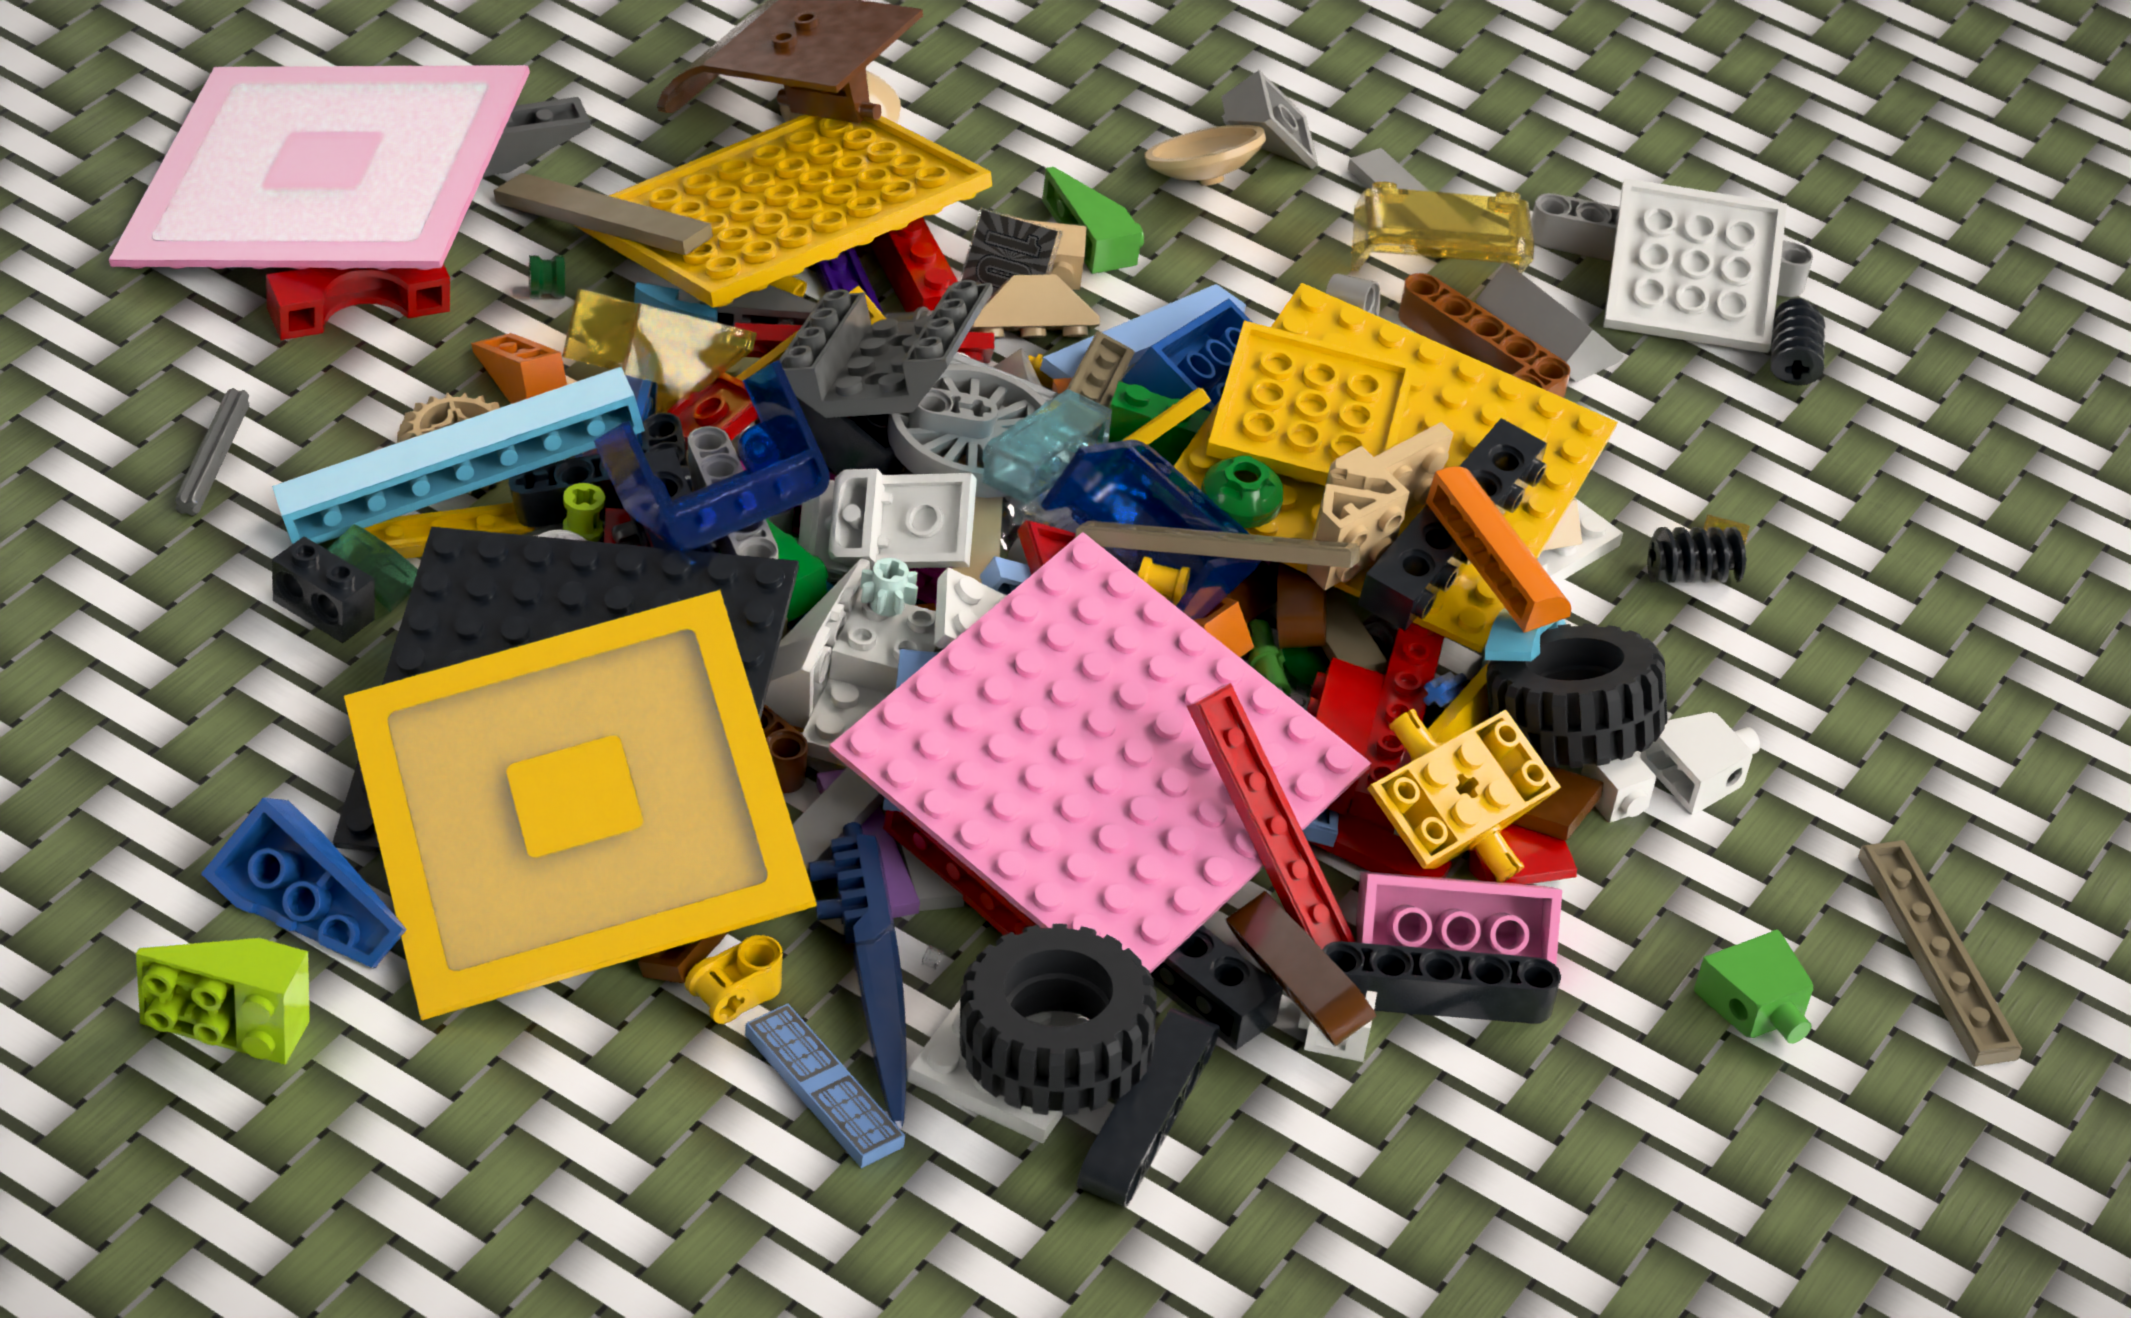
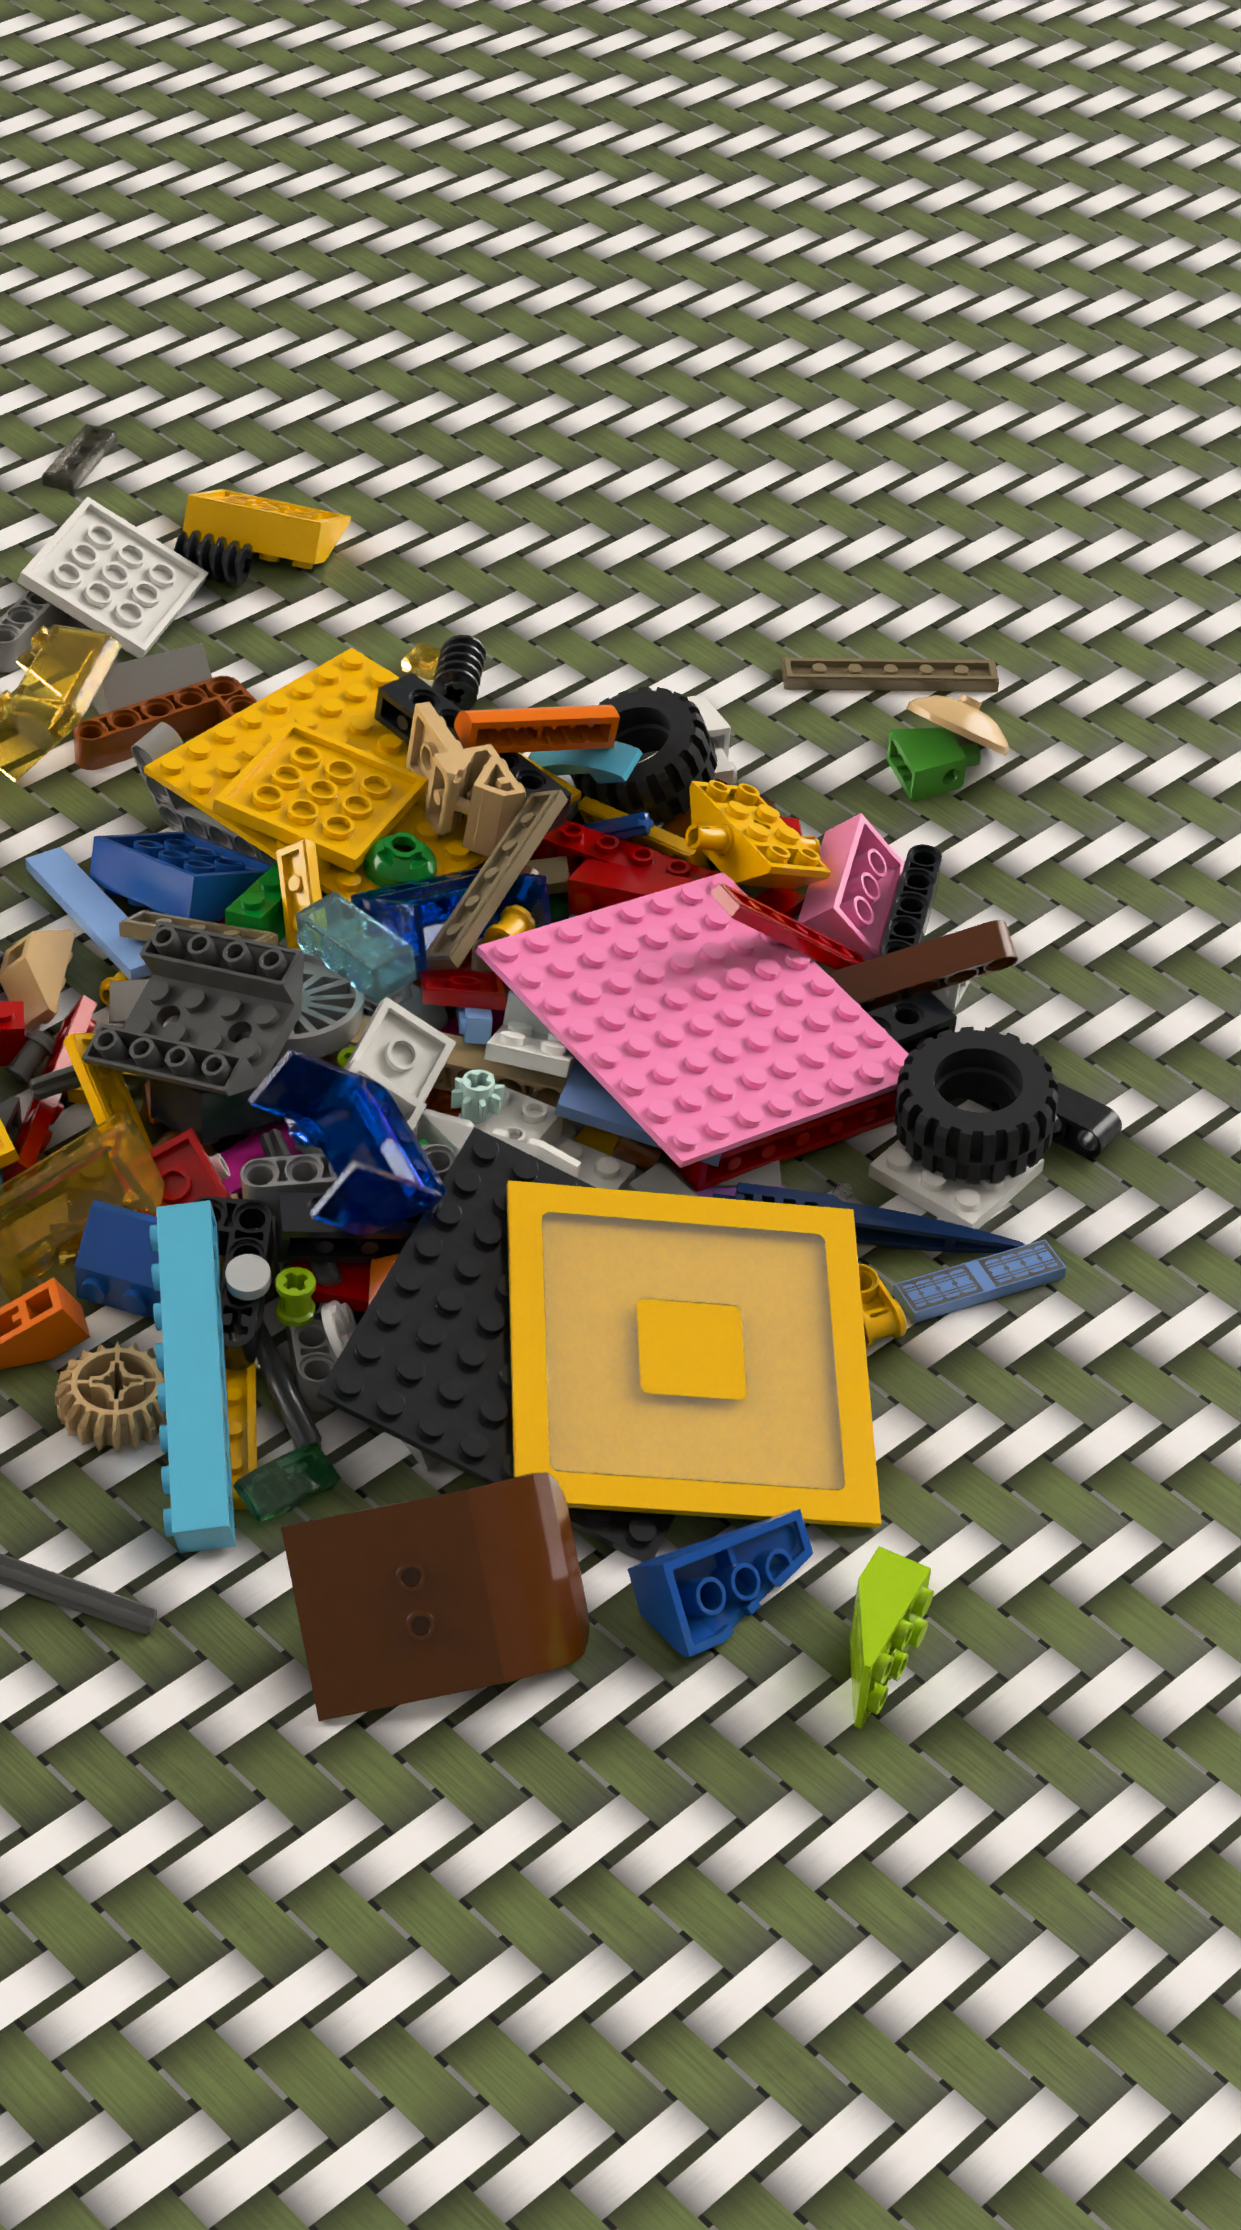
camera: 75 degrees left, 0 degrees up
(210, 667) = (437, 1594): none -> reddish brown door
(323, 589) = (326, 1497): black brick -> none
(582, 465) = (248, 1277): none -> white tile
(1817, 995) = (962, 718): none -> tan dish
(1893, 377) = (267, 524): none -> yellow slope
(1939, 233) = (79, 458): none -> clear smoke tile

